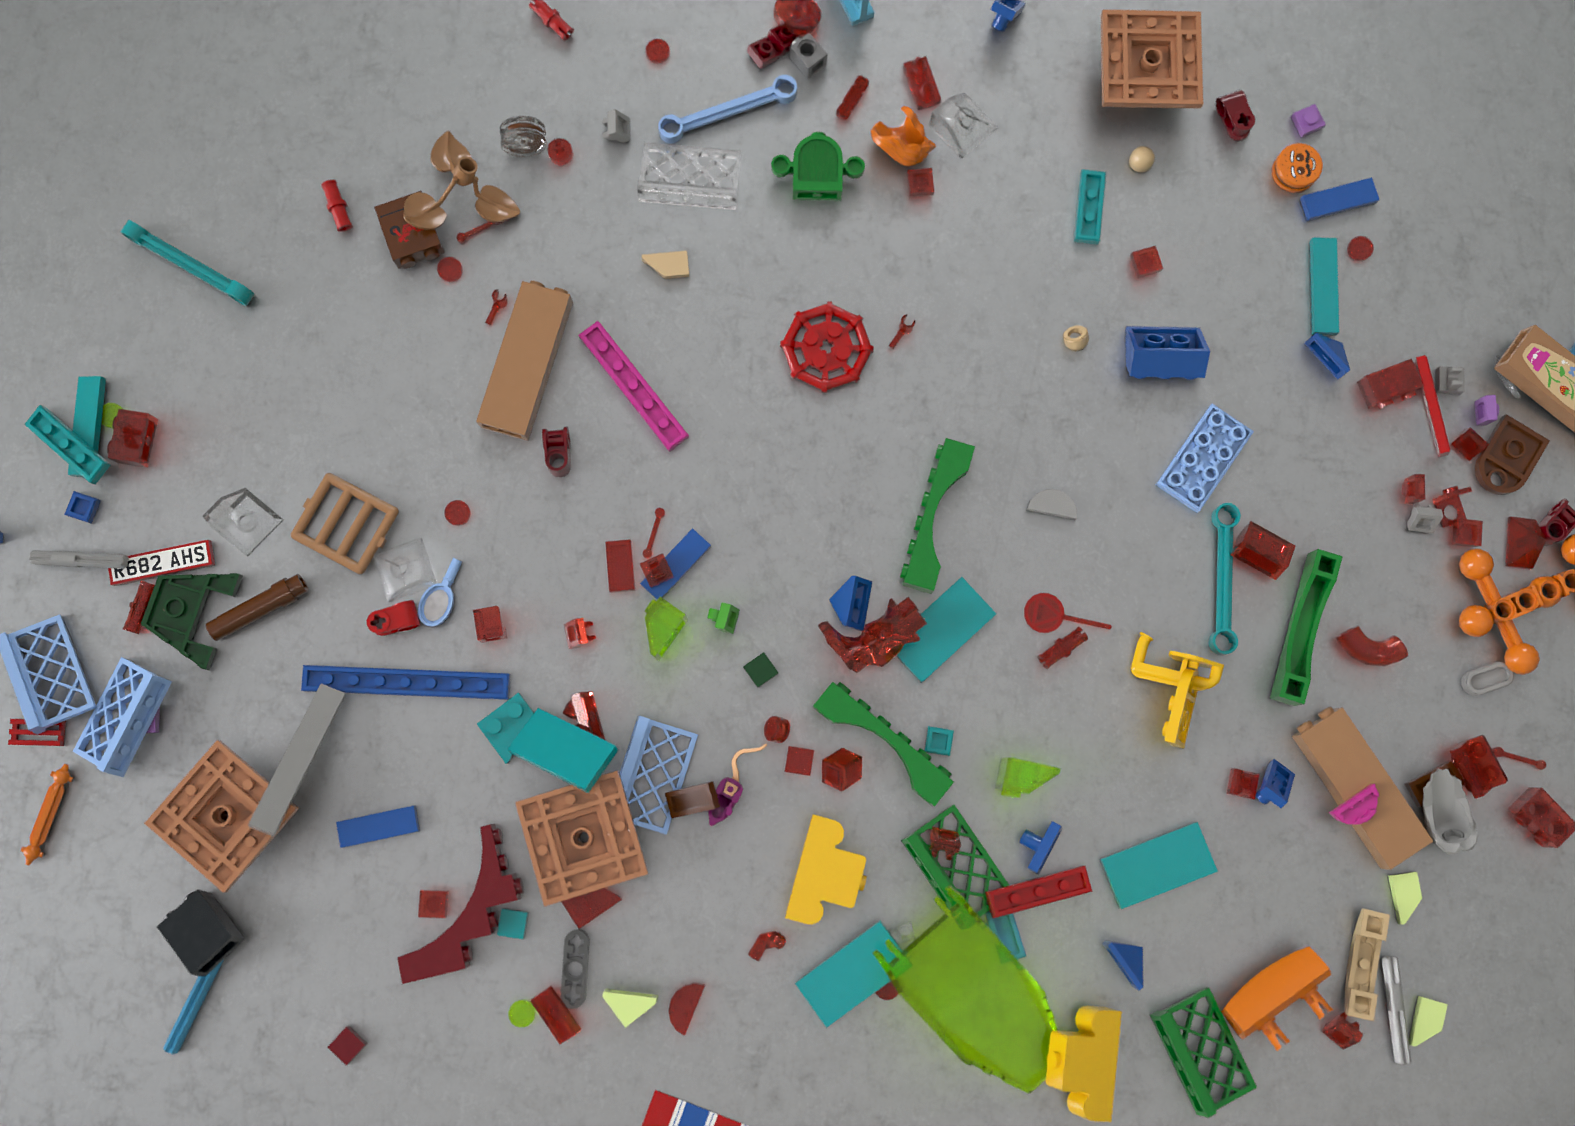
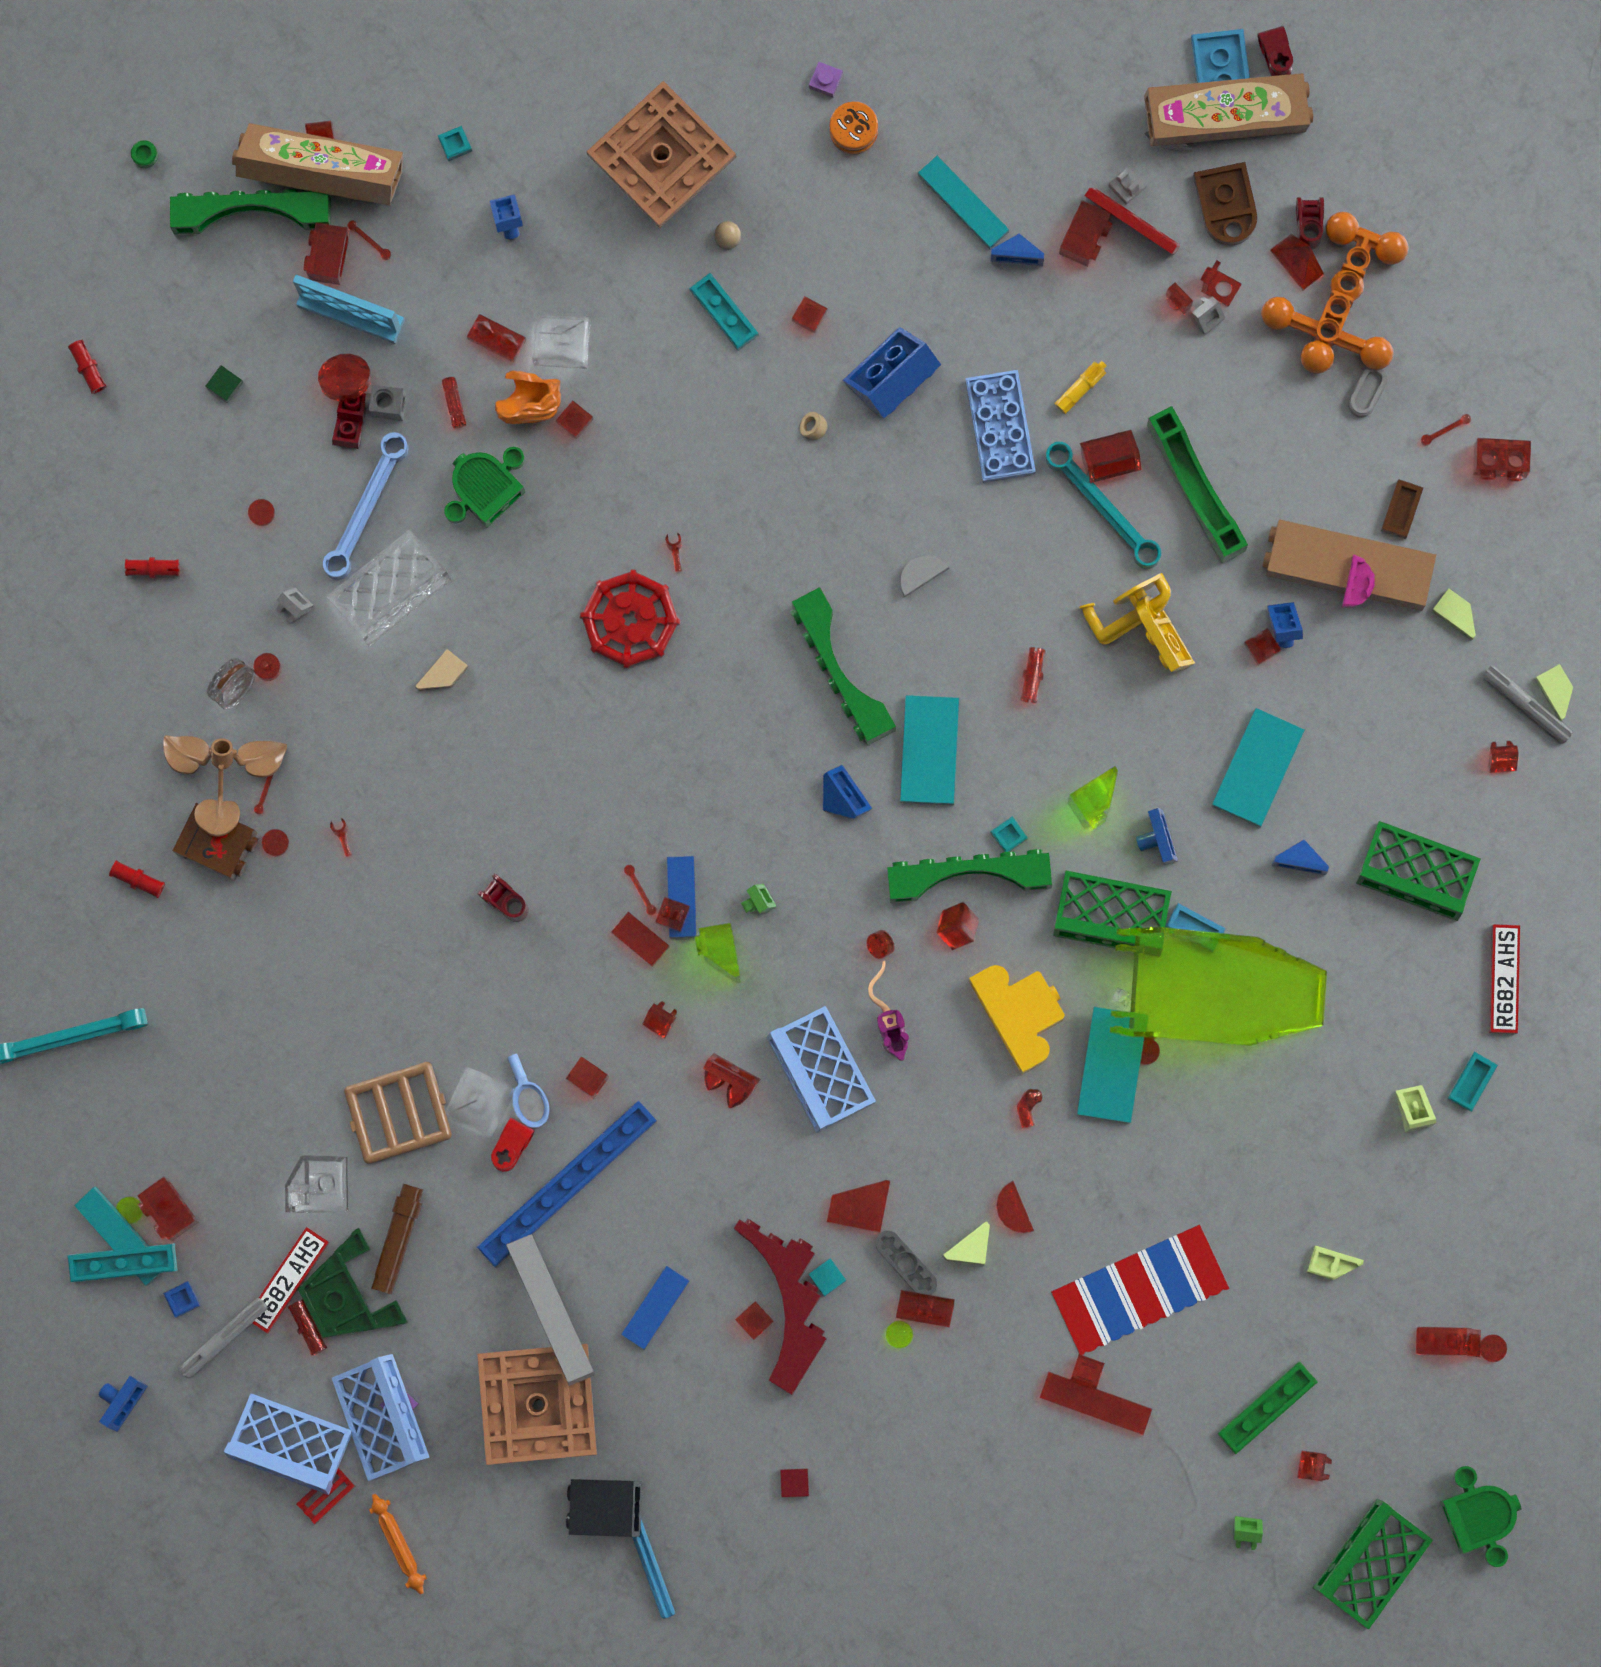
camera: 35 degrees left, 0 degrees up
(457, 512) = (474, 1021): clear red piece -> none
(505, 724) = (676, 1140): teal wing -> none
(525, 360) = (409, 854): medium nougat brick -> none
(553, 831) = (812, 1129): nougat piece -> none
(563, 750) = (738, 1111): teal tile -> none
(633, 386) = (511, 793): dark pink tile -> none
(692, 799) = (870, 1055): reddish brown tile -> none
(760, 670) = (824, 912): dark green tile -> none
(799, 761) = (920, 951): clear red tile -> none
(890, 631) = (892, 787): clear red hips -> none
(944, 840) = (1083, 901): clear red tile -> none
(1038, 891) = (1189, 873): red tile -> none
(1046, 613) = (995, 660): clear red piece -> none
(1087, 1062) = (1340, 959): yellow brick -> none
(1235, 114) = (761, 128): dark red piece -> none
(1275, 990) = (1426, 776): orange piece -> none
(1287, 484) = (1081, 386): none -> yellow piece
(1339, 199) = (909, 120): blue tile -> none
(1360, 248) = (962, 144): clear red piece -> none
(1363, 964) = (1472, 692): tan slope -> none
(1370, 651) = (1262, 455): clear red cylinder -> none
(1448, 813) = (1428, 523): light grey hair -> none
(1467, 532) = (1249, 294): clear red plate -> none
(1469, 443) = (1187, 222): clear red slope -> none
(1478, 766) = (1419, 466): clear red bracket -> none
(1486, 410) = (1176, 184): medium lavender plate -> none

